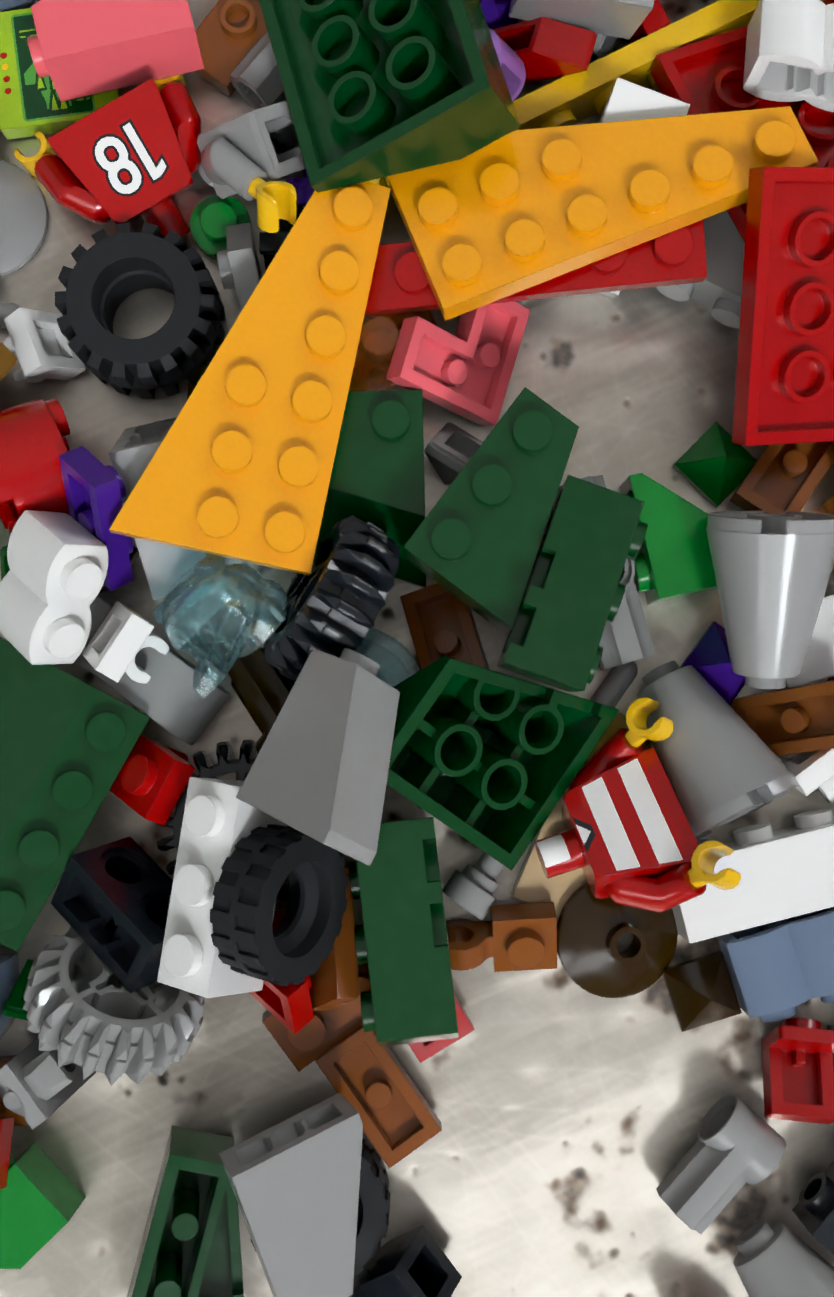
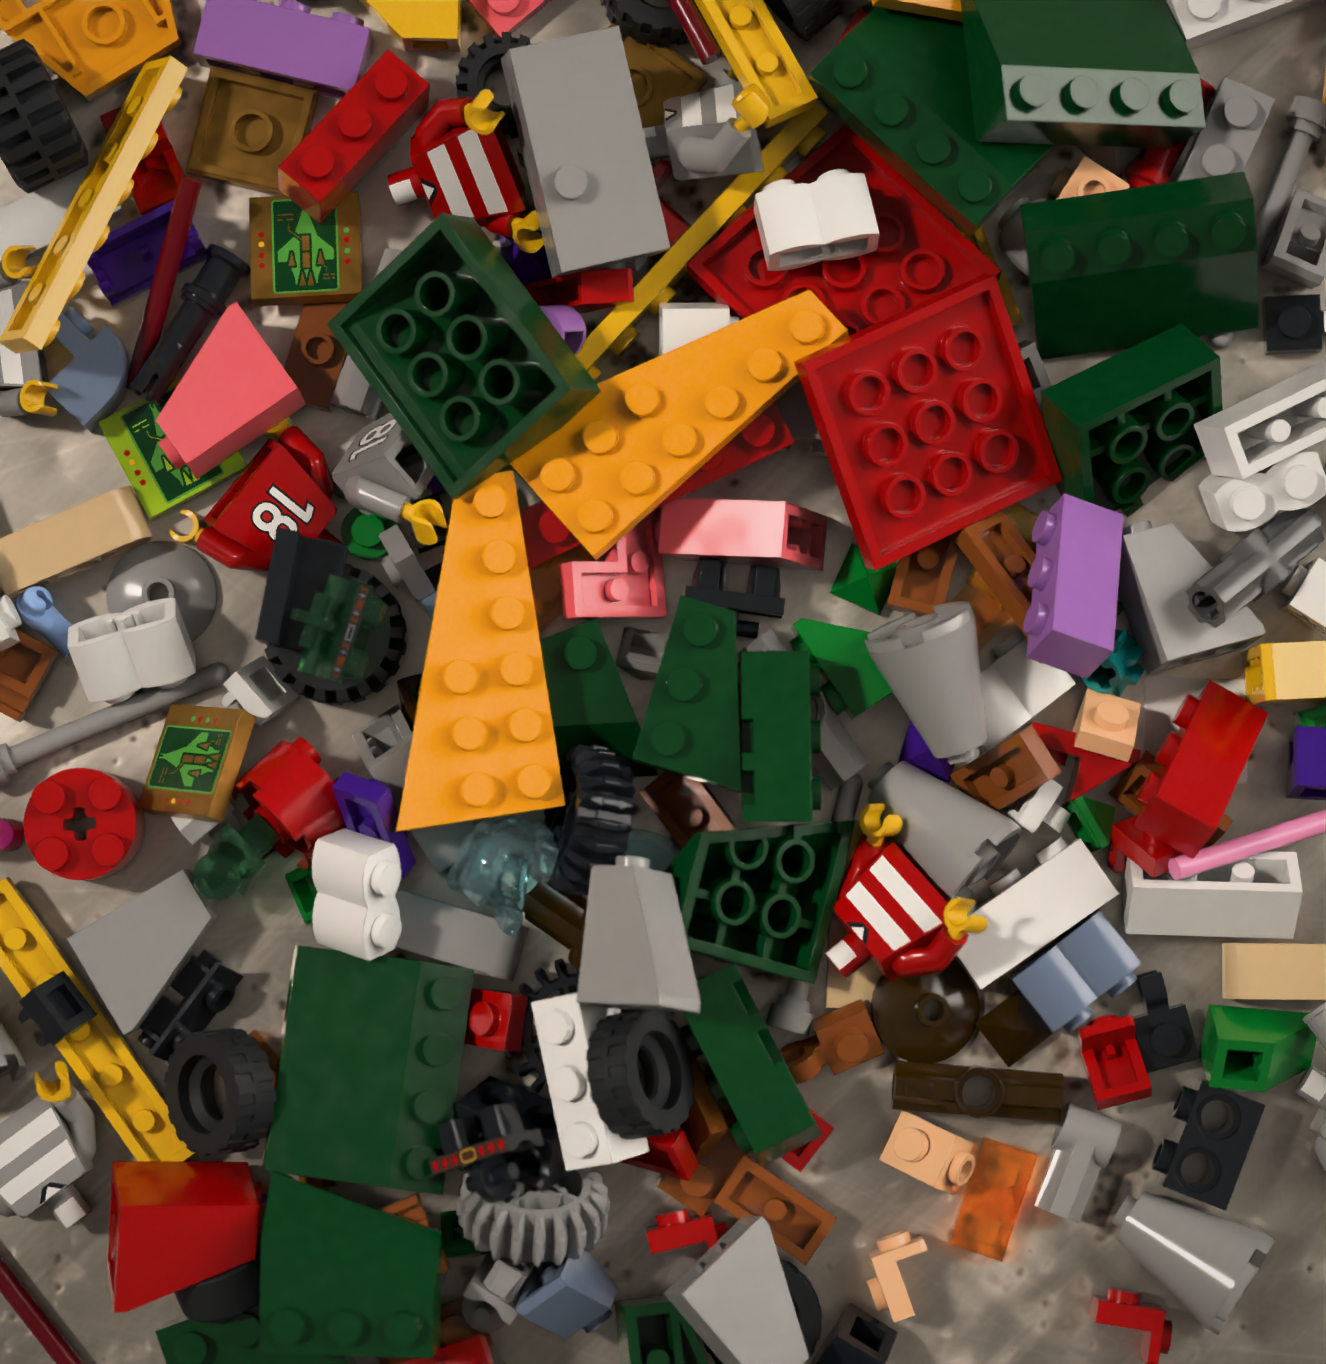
camera: 20 degrees left, 0 degrees up
(76, 917) = (504, 1138): none -> black hips
(109, 237) = (295, 574): none -> black panel
(116, 1116) = (568, 1296): none -> sand blue slope
(119, 640) = (428, 917): white tile -> none
(124, 279) = (333, 627): none -> clear green hips
(271, 1080) = (678, 1230): none -> red bracket
(468, 1225) = (888, 1287): none -> light nougat bracket
(565, 1094) = (929, 1153): none -> light nougat bracket
(597, 443) = (760, 600): none -> black hips
(609, 362) = (742, 532): none -> coral slope
(614, 1167) = (992, 1199): none -> clear orange tile
(675, 1065) = (1013, 1094): none -> dark brown piece

